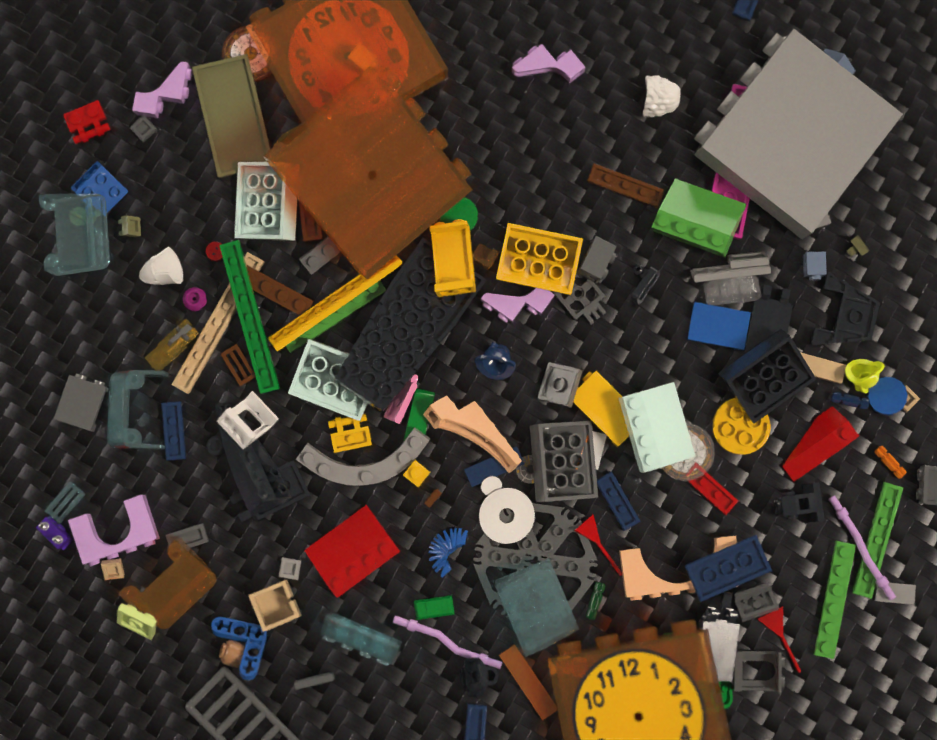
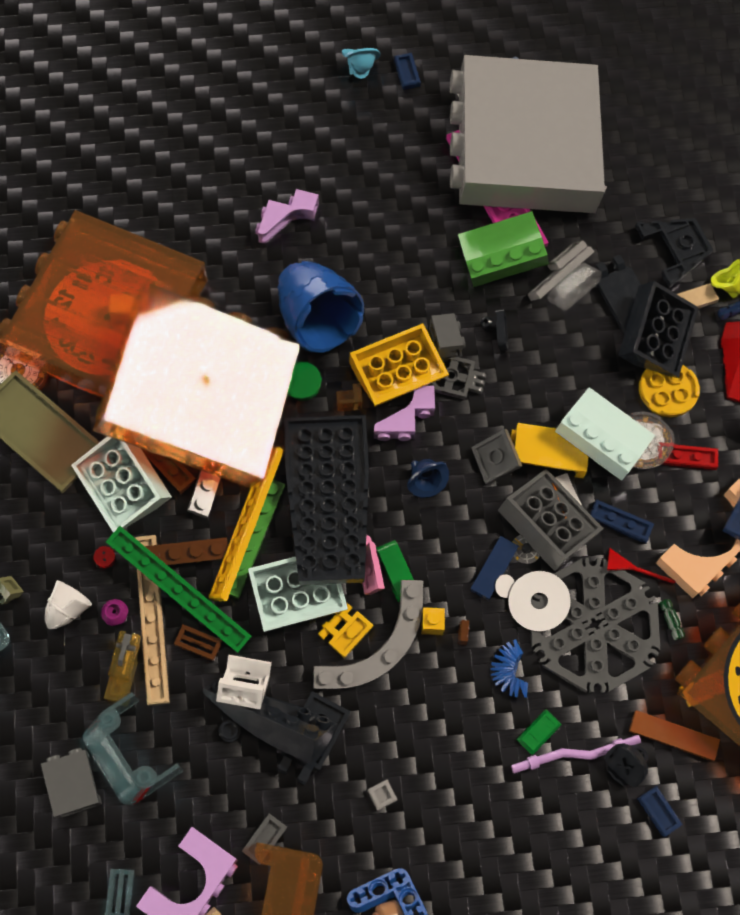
camera: 40 degrees left, 15 degrees down
(173, 430) = (179, 746): dark blue tile -> none
(274, 605) = (395, 839): tan piece -> none
(314, 680) = (485, 883): dark grey tile -> none
(351, 551) = (428, 735): red slope -> none
(360, 637) = (498, 807): clear light blue slope -> none
(452, 258) = (324, 414): yellow panel -> none
(475, 426) = (453, 542): light nougat arch -> none
(510, 166) = (318, 306): none -> blue piece
(536, 606) = (629, 660): clear light blue slope -> none
(625, 185) = (422, 266): reddish brown tile -> none
(661, 96) = (399, 178): white hair -> none
(718, 326) = (585, 323): blue tile -> none
(814, 265) = (621, 224): sand blue brick -> none
(858, 246) = (643, 188): olive tile -> none

